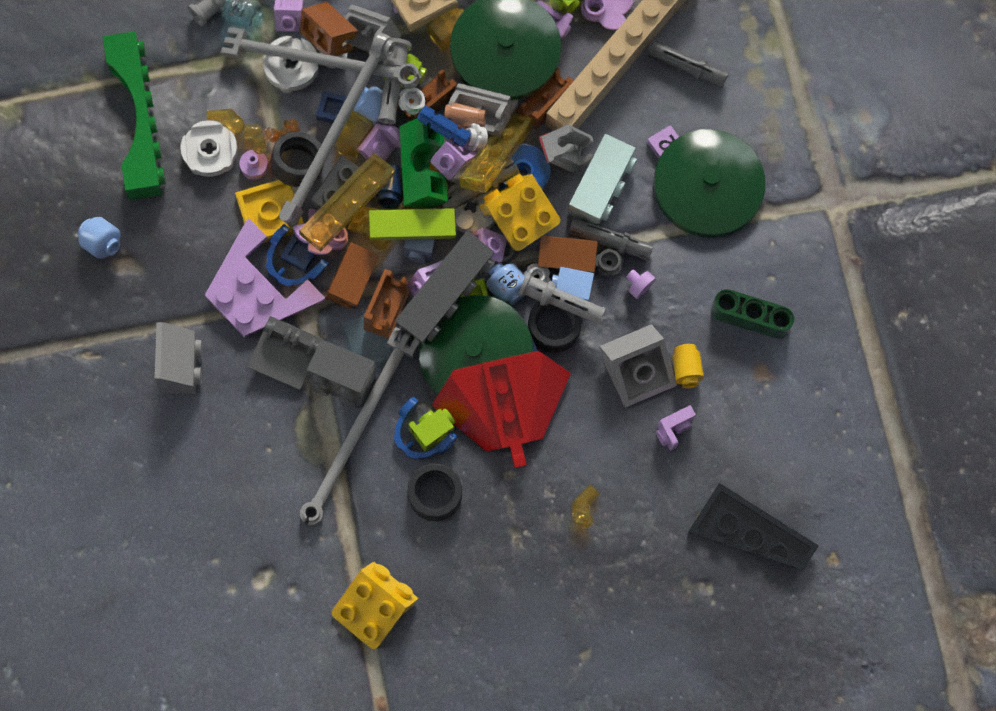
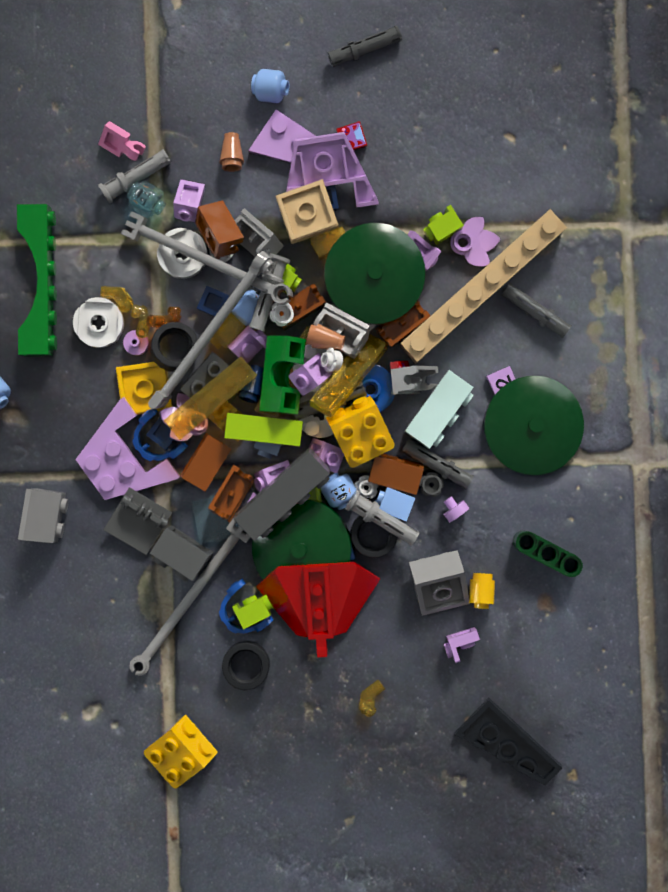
camera: 15 degrees right, 15 degrees up
(443, 126) = (304, 349): blue axle -> none

